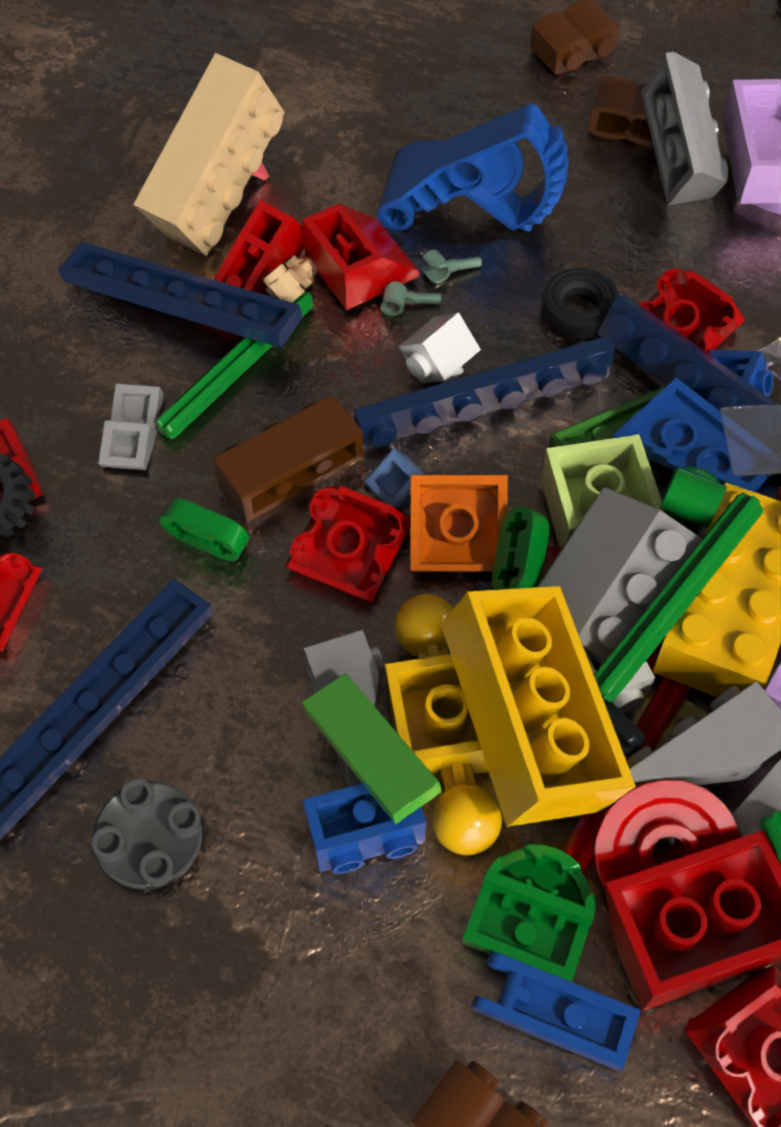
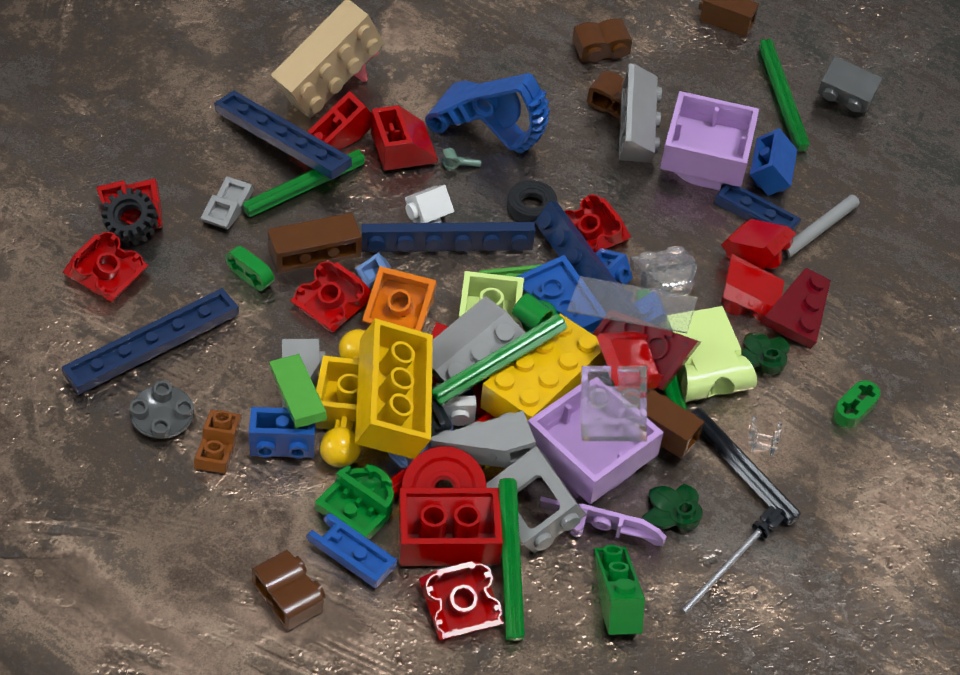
camera: 10 degrees right, 10 degrees down
(258, 863) = (217, 441): none -> dark orange slope
(286, 283) = (349, 143): tan bar -> none
(396, 296) = (418, 169): sand green hand -> none
(520, 549) = (431, 317): green beam -> none

